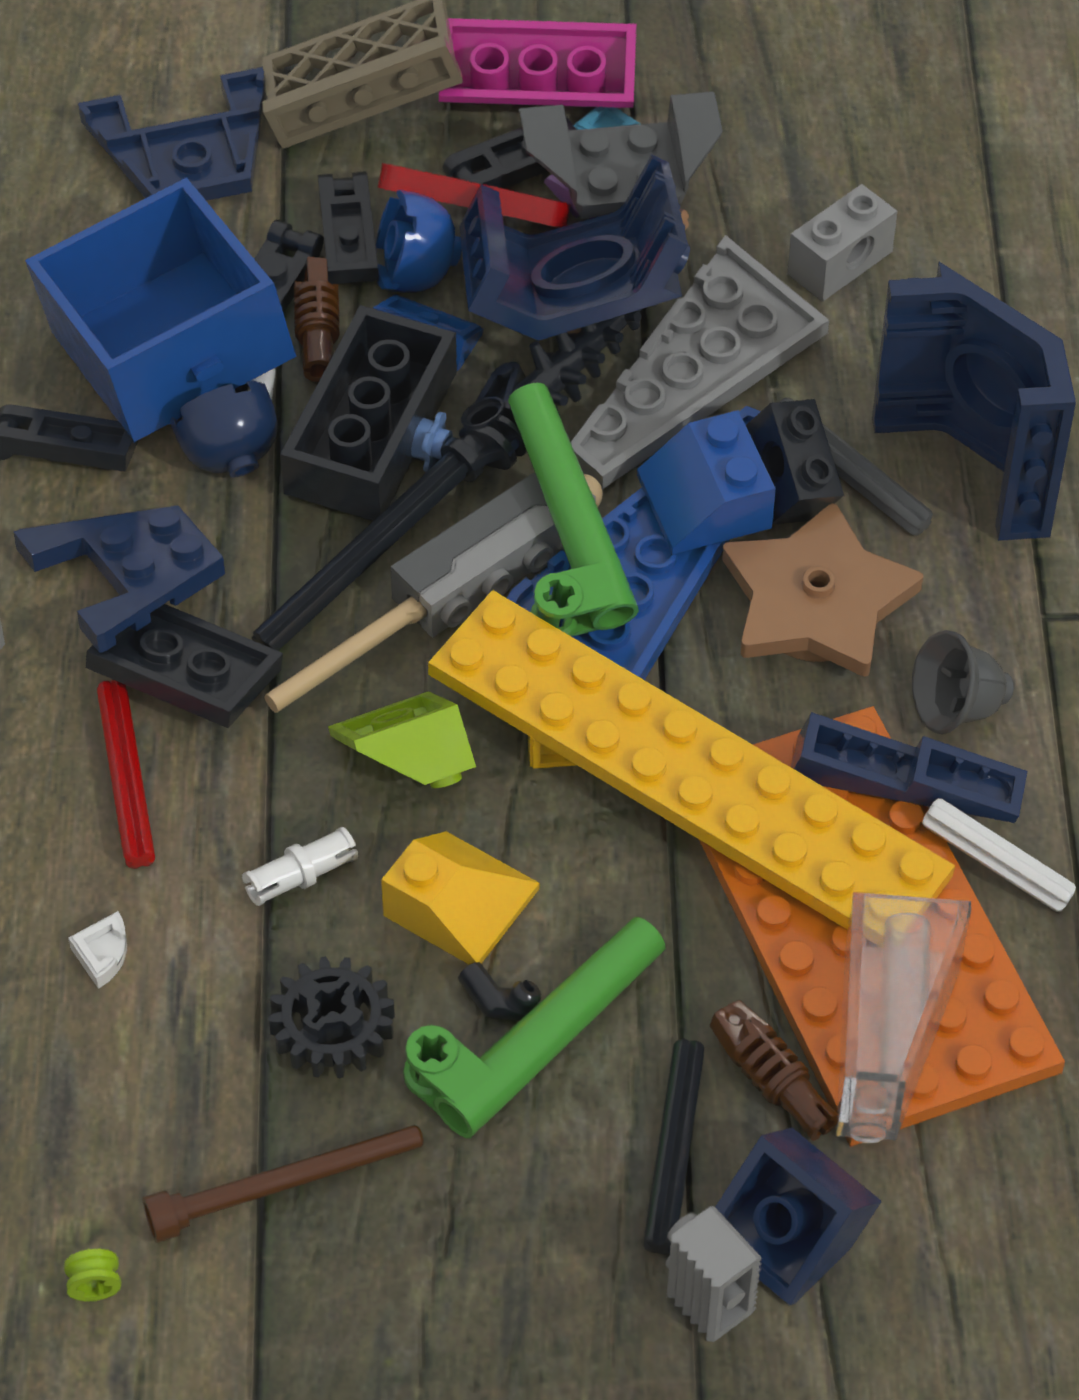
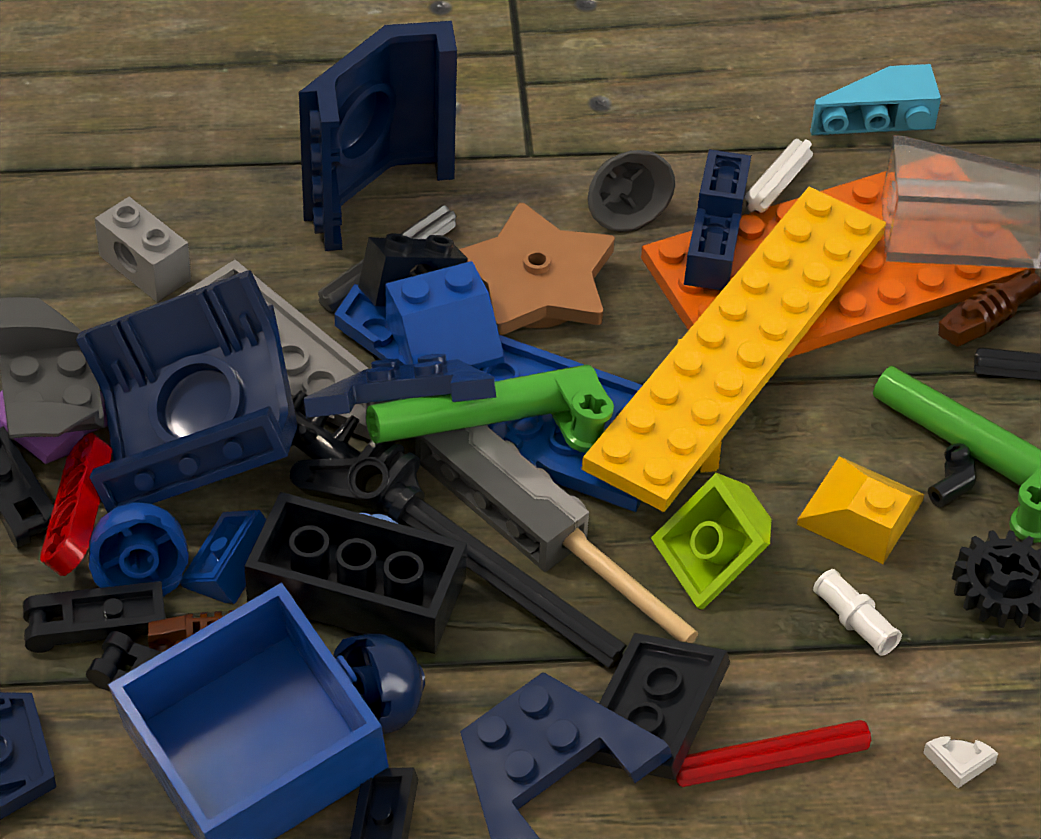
camera: 95 degrees left, 5 degrees down
(596, 426) = (393, 382): none -> dark blue wing

